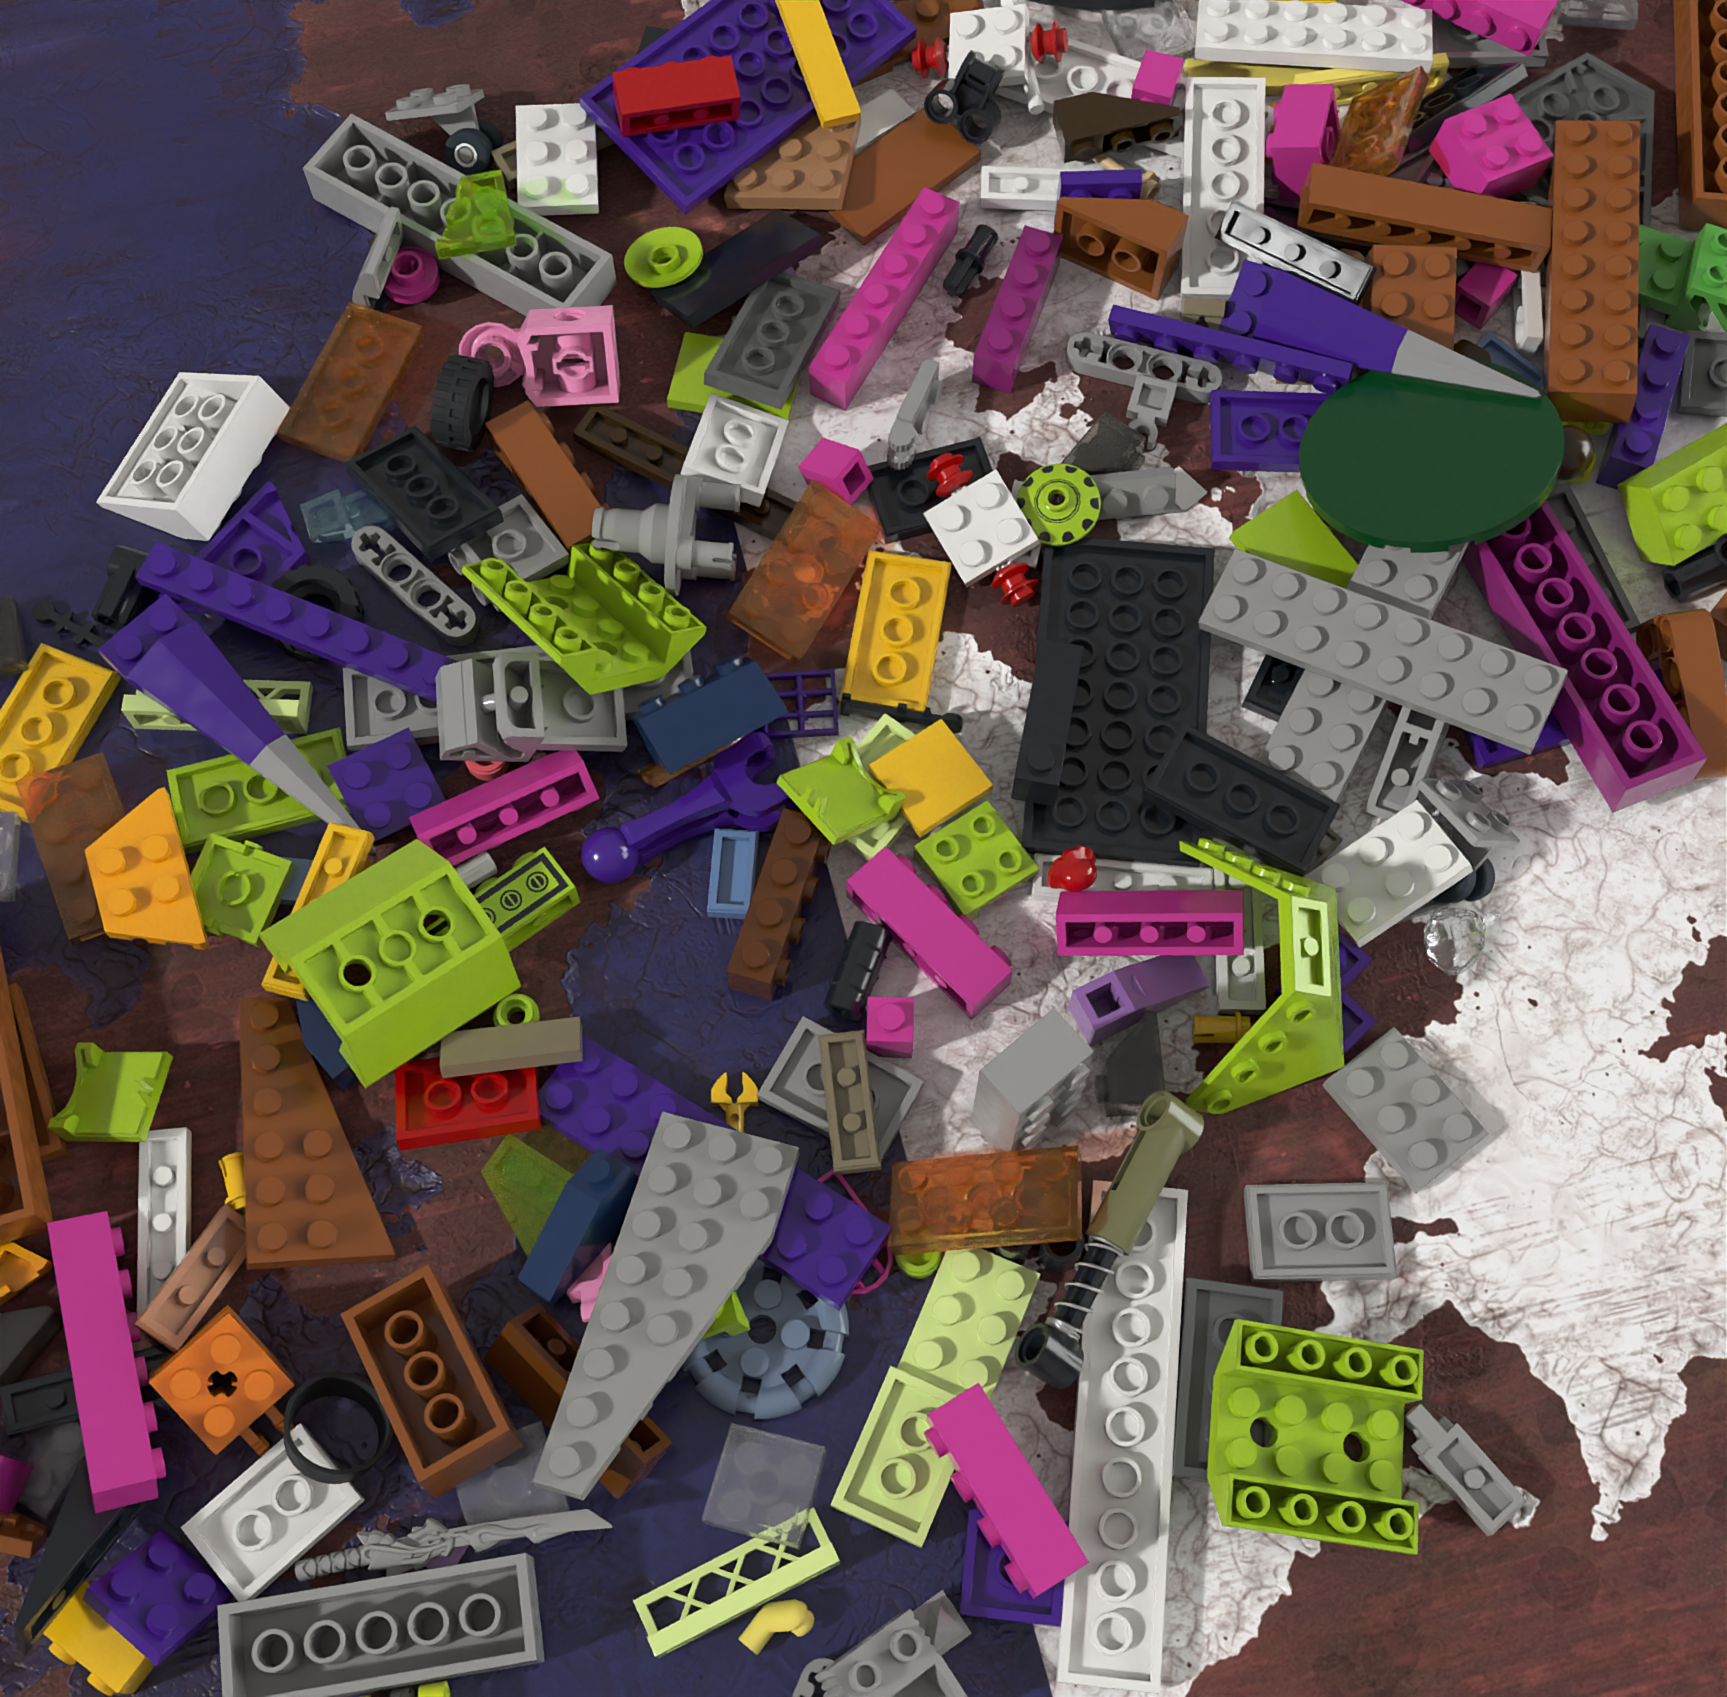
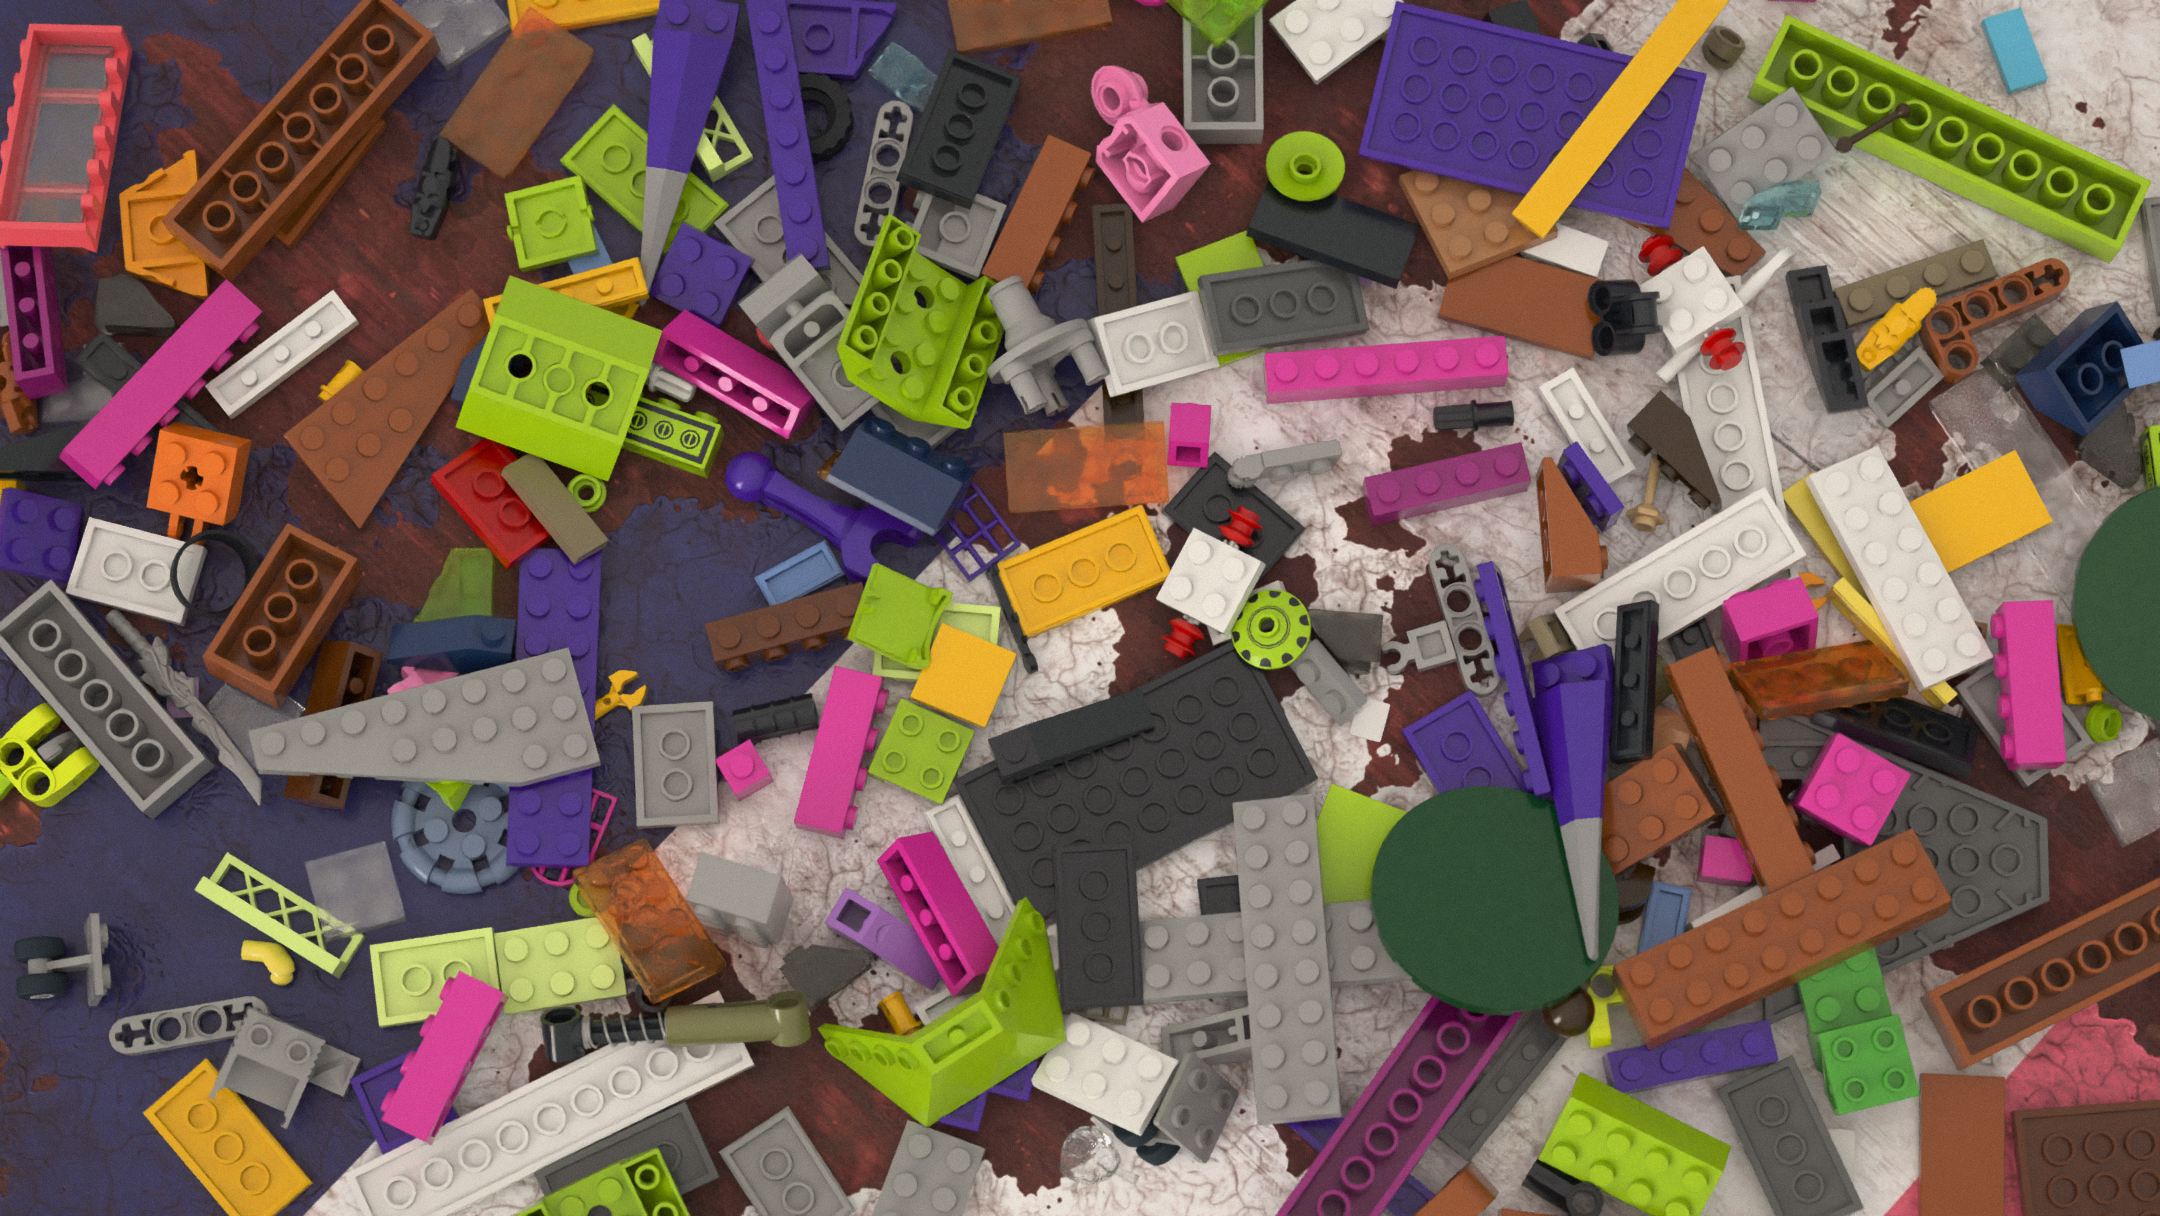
camera: 60 degrees right, 10 degrees up
(112, 1095) = (347, 252): lime piece -> none
(118, 978) = (434, 190): none -> black hinge
(145, 878) = (515, 156): light orange wing -> none
(196, 1280) = (254, 407): nougat plate -> none
(462, 402) = (1054, 105): black tyre -> none
(676, 95) = (1445, 78): red brick -> none
(849, 1102) = (664, 776): dark tan tile -> none
(1073, 870) = (955, 831): red piece -> none
(1158, 78) = (1742, 466): dark pink brick -> none

